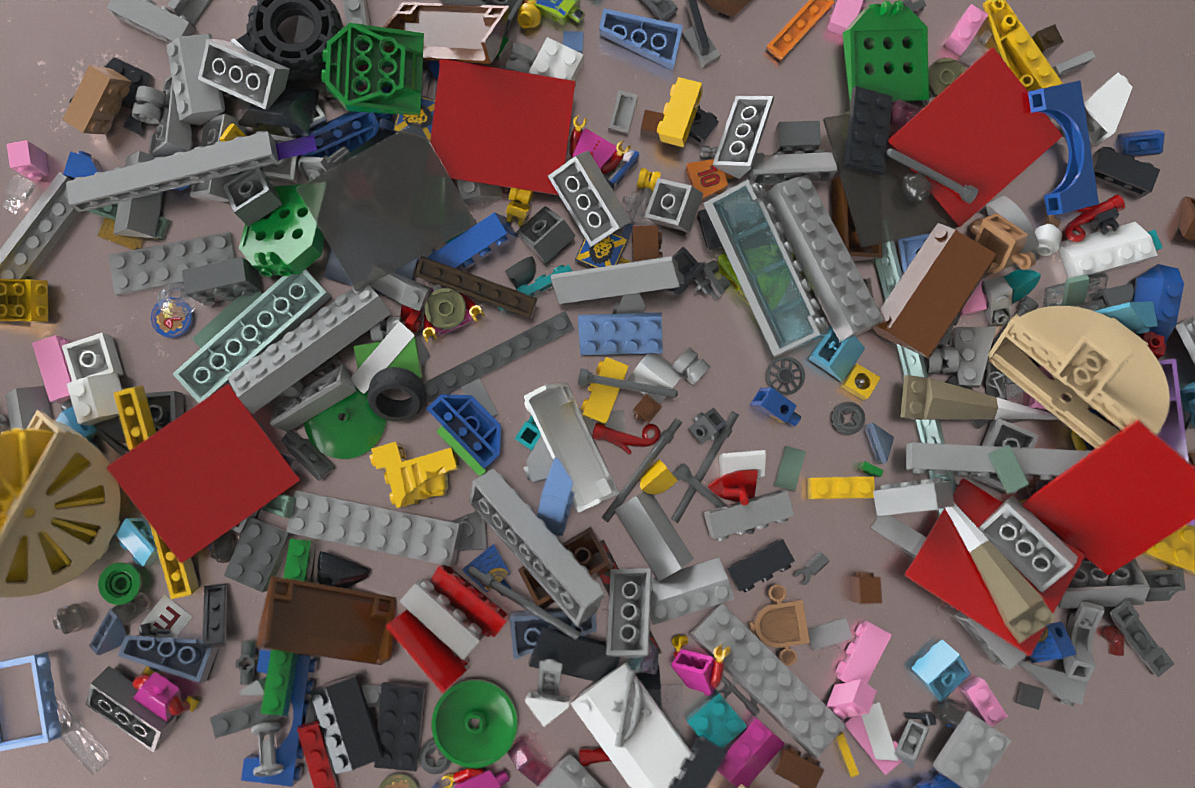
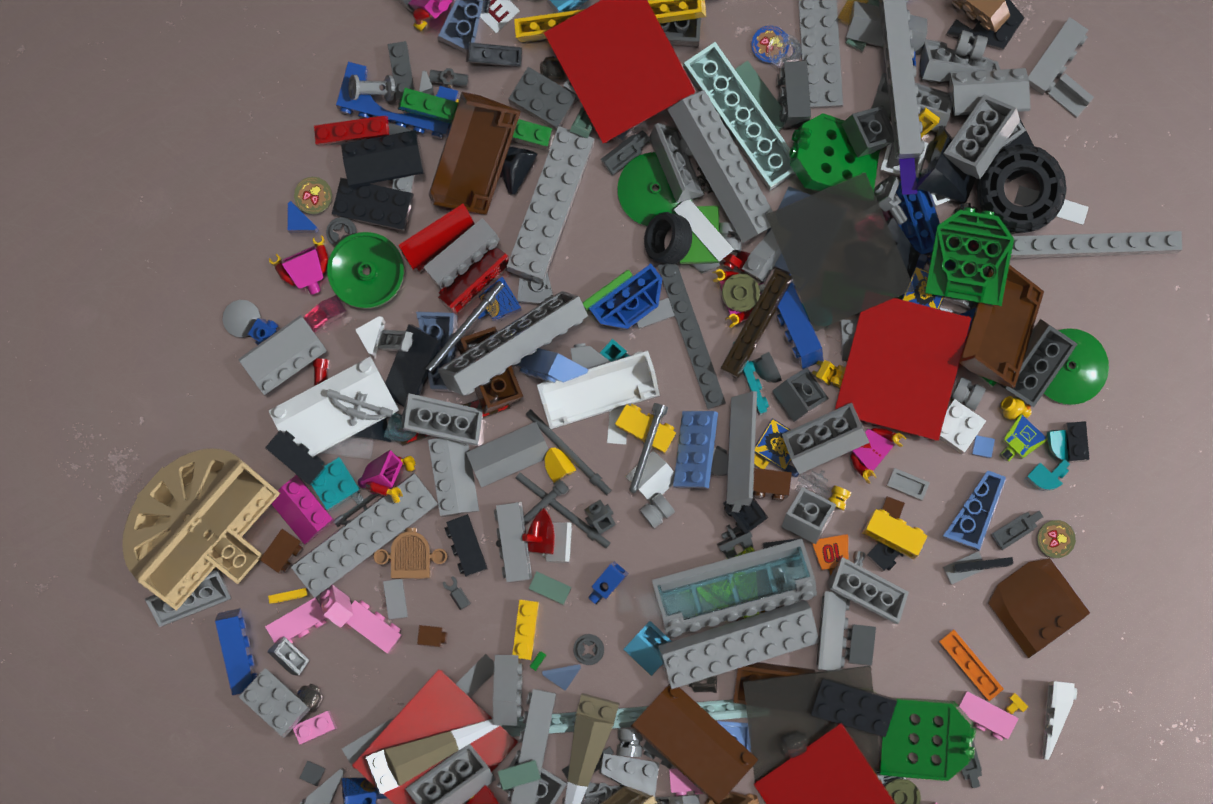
camera: 100 degrees right, 0 degrees up
(416, 477) = (589, 245): yellow brick -> none
(615, 176) = (847, 468): blue slope -> none
(623, 439) = (599, 438): red plant -> none
(646, 409) = (622, 463): reddish brown brick -> none
(785, 375) = (636, 597): dark grey wheel -> none
(860, 382) = (619, 664): yellow piece -> none
(879, 734) = (302, 626): white sticker -> none
(902, 112) = (869, 745): clear pink slope -> none
(929, 718) = (307, 678): black hand -> none
(941, 670) = (347, 695): medium azure slope -> none
(967, 193) = (782, 791): dark grey piece -> none

